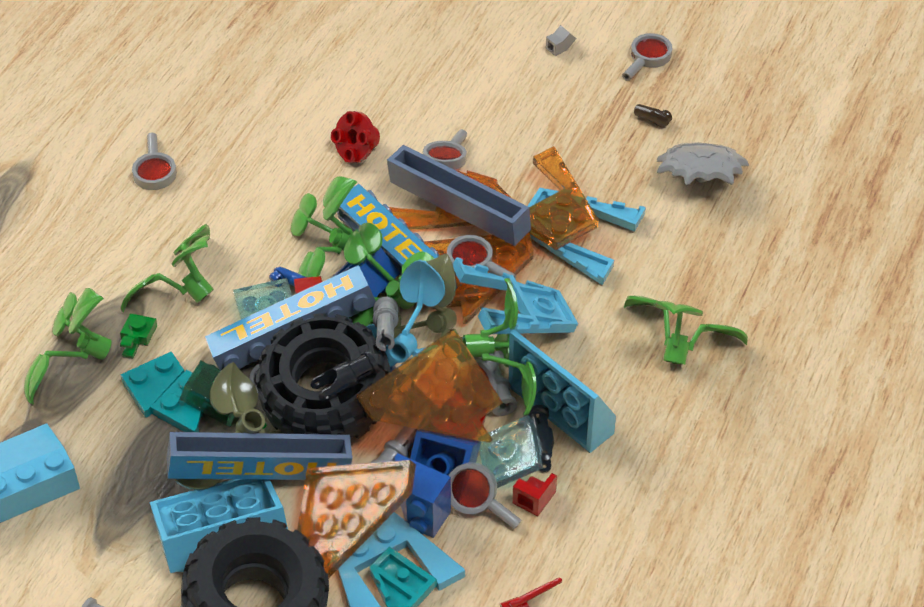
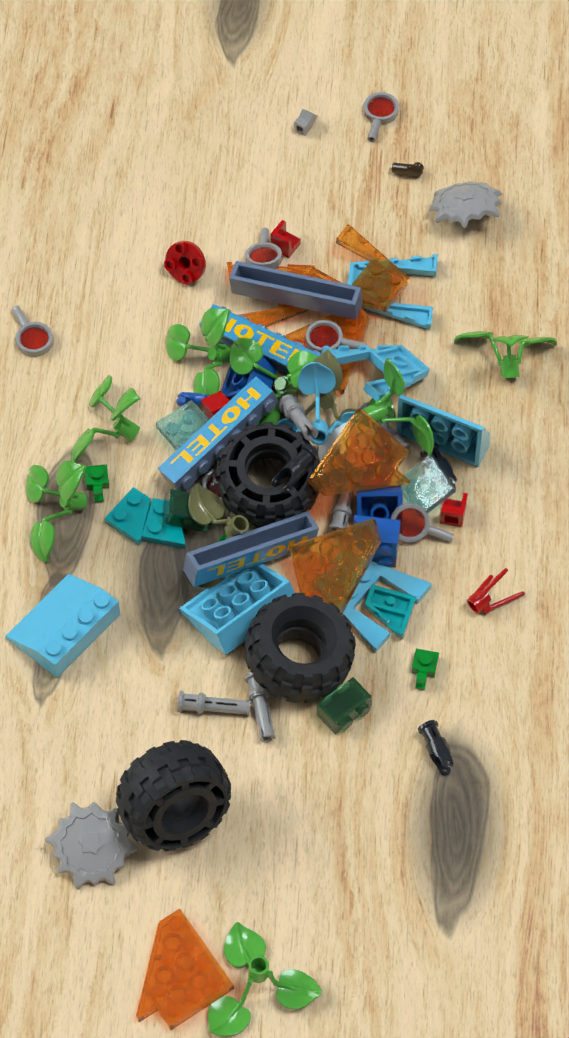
camera: 20 degrees left, 10 degrees up
(478, 149) = (284, 240): none -> red panel

